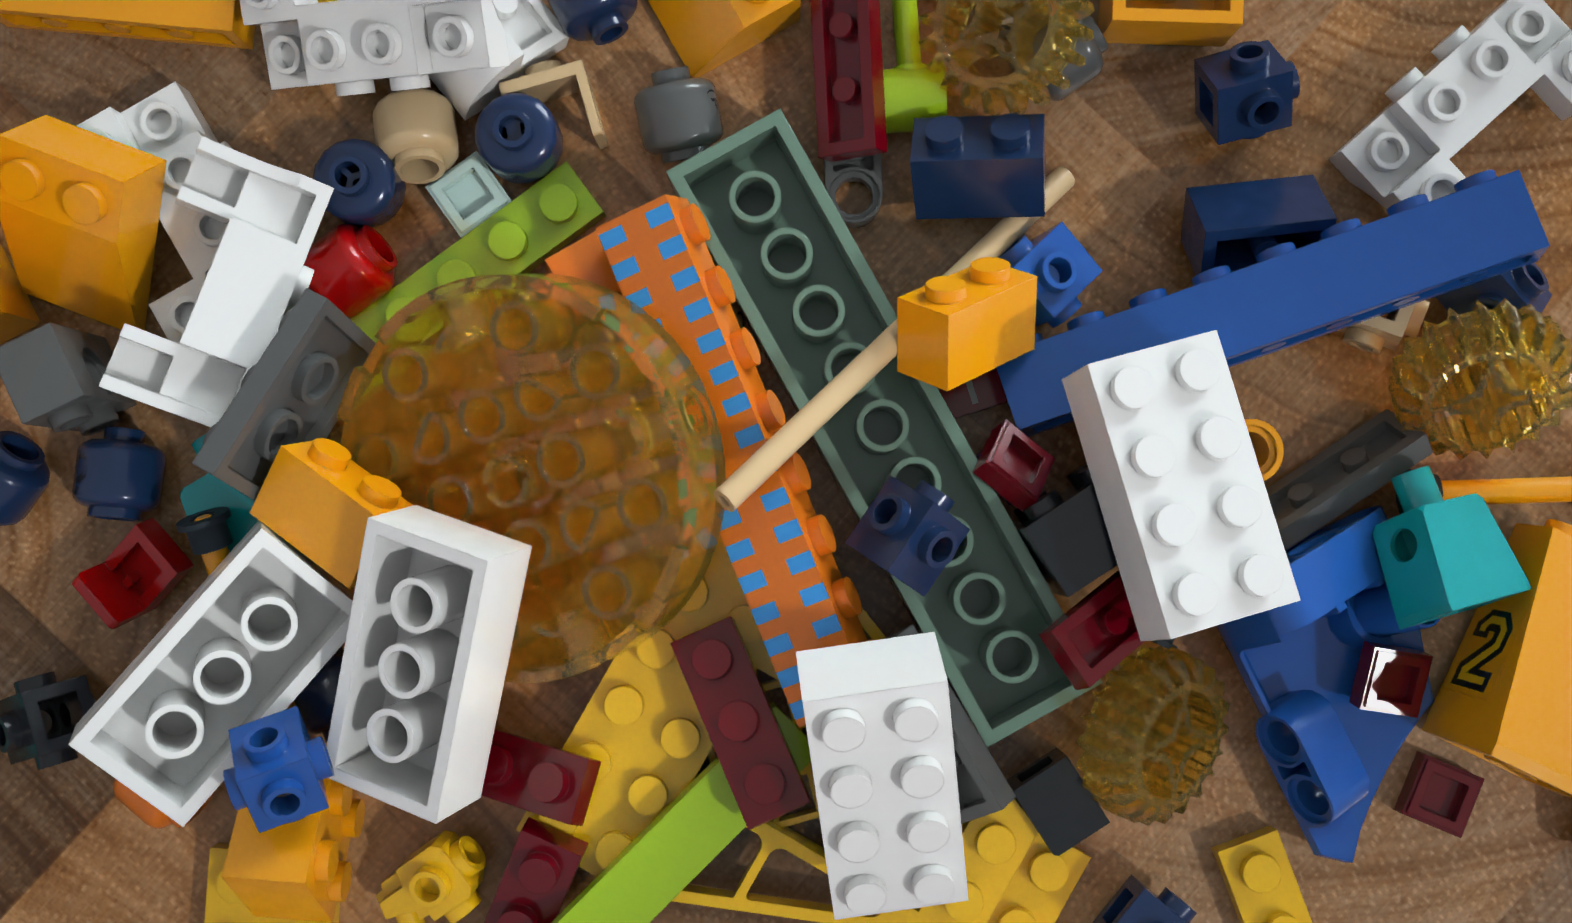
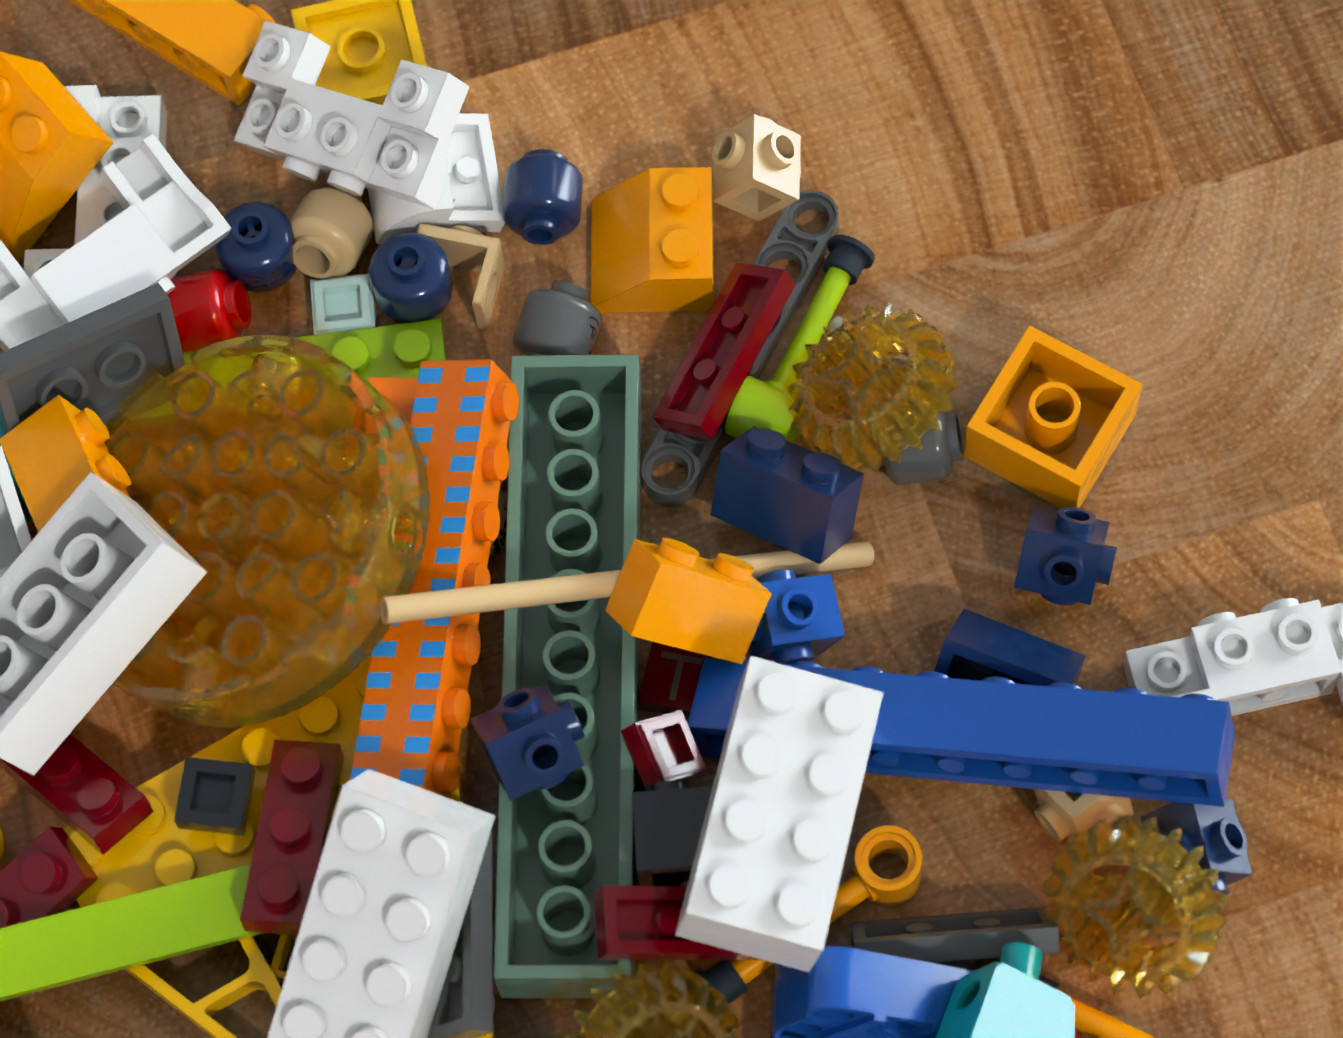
camera: 30 degrees right, 20 degrees down
(649, 722) = (214, 796): none -> black plate

